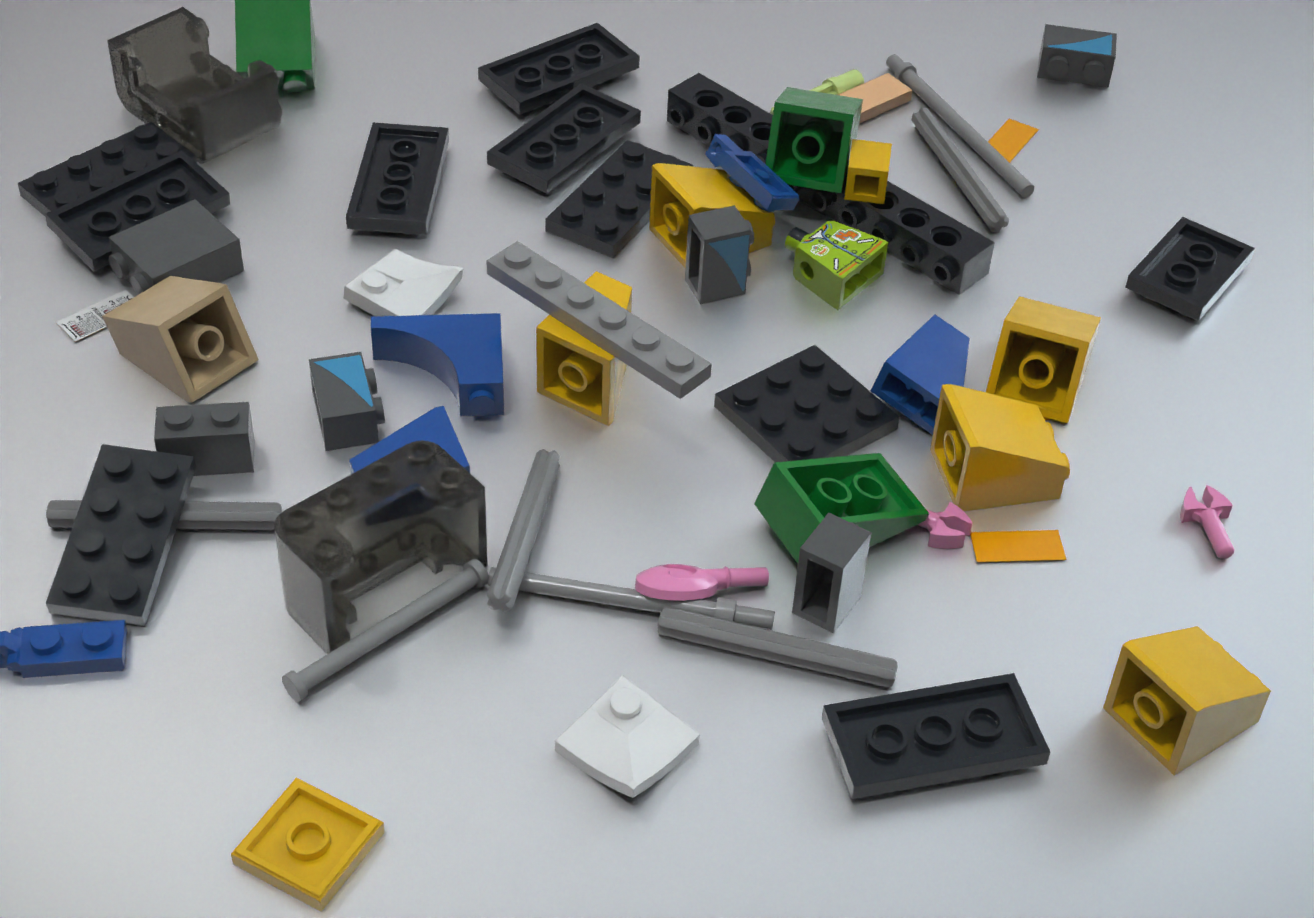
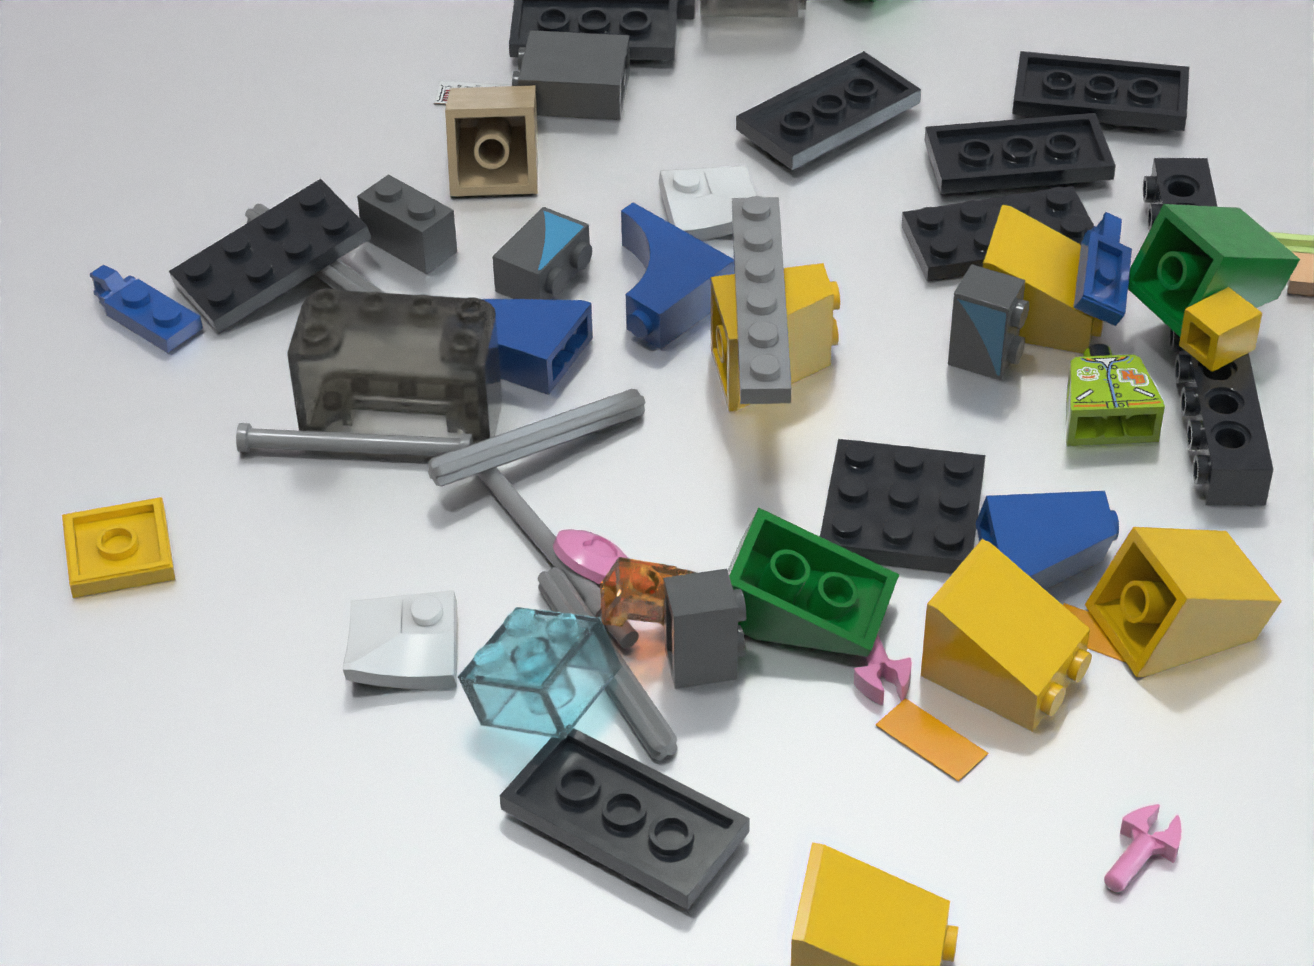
camera: 50 degrees right, 0 degrees up
(763, 578) = (635, 591): none -> clear orange leg
(772, 682) = (540, 672): none -> clear light blue brick

